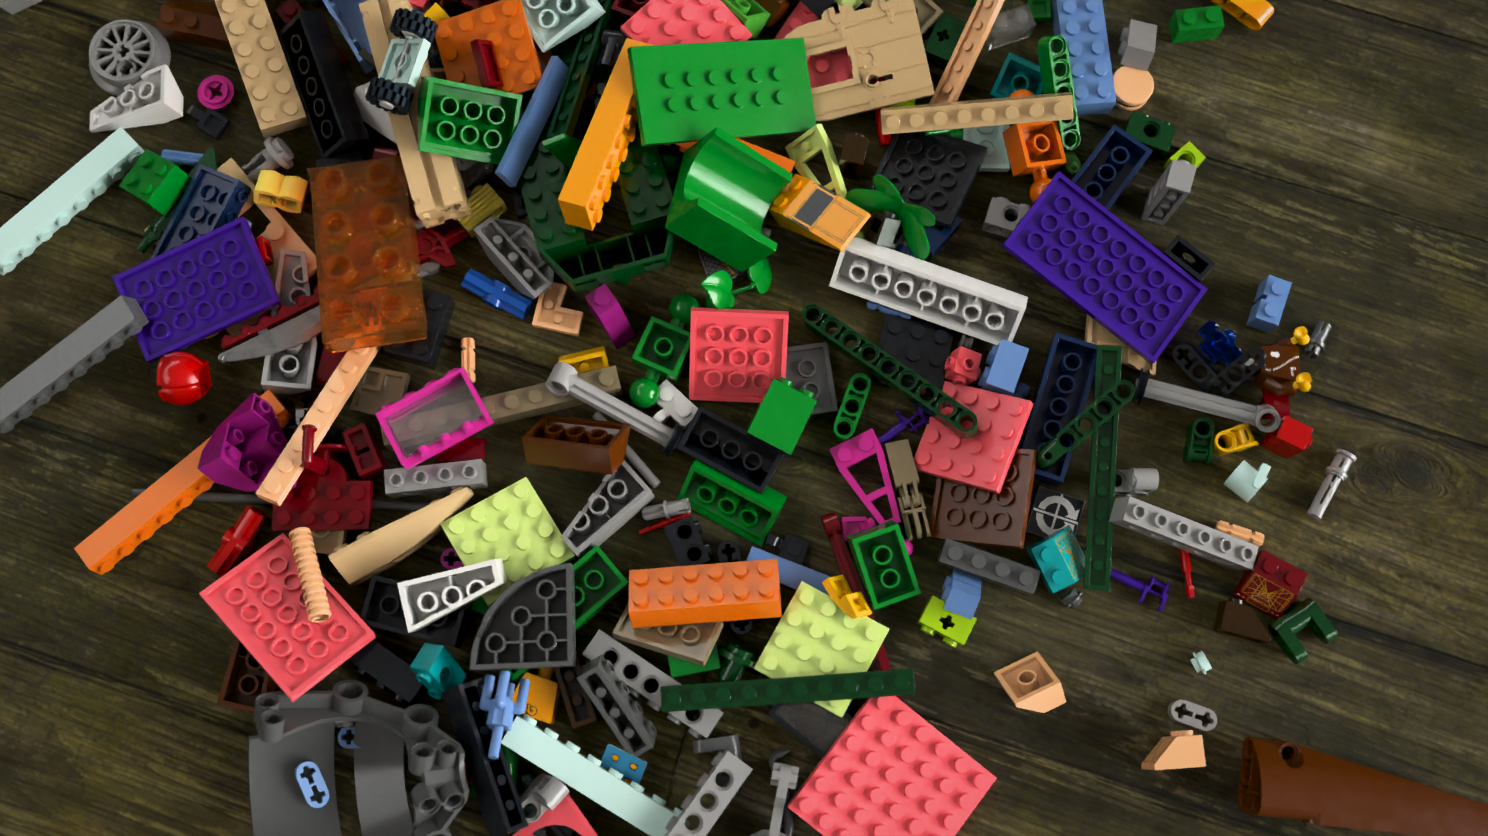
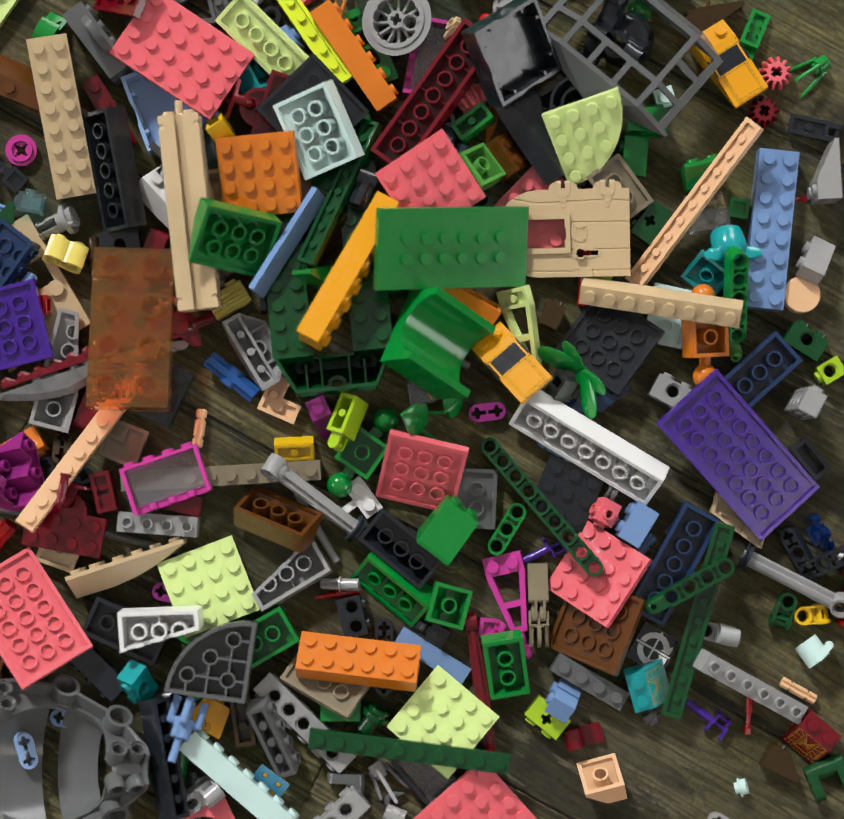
camera: 10 degrees right, 10 degrees up
(233, 145) = (30, 202): none -> clear light blue brick
(309, 574) = (47, 588): light nougat piece -> none
(402, 62) = (187, 181): plate -> none
(486, 64) = (256, 187): dark red tile -> none
(637, 309) = (346, 420): none -> lime brick
(754, 727) = (378, 771): none -> light grey plant
(801, 507) = (448, 605): none -> green slope
(803, 286) = (485, 407): none -> magenta beam
(851, 603) = (467, 681): yellow slope -> none
(995, 636) = (583, 735): none -> dark red panel
(1027, 38) = (726, 237): none -> teal piece

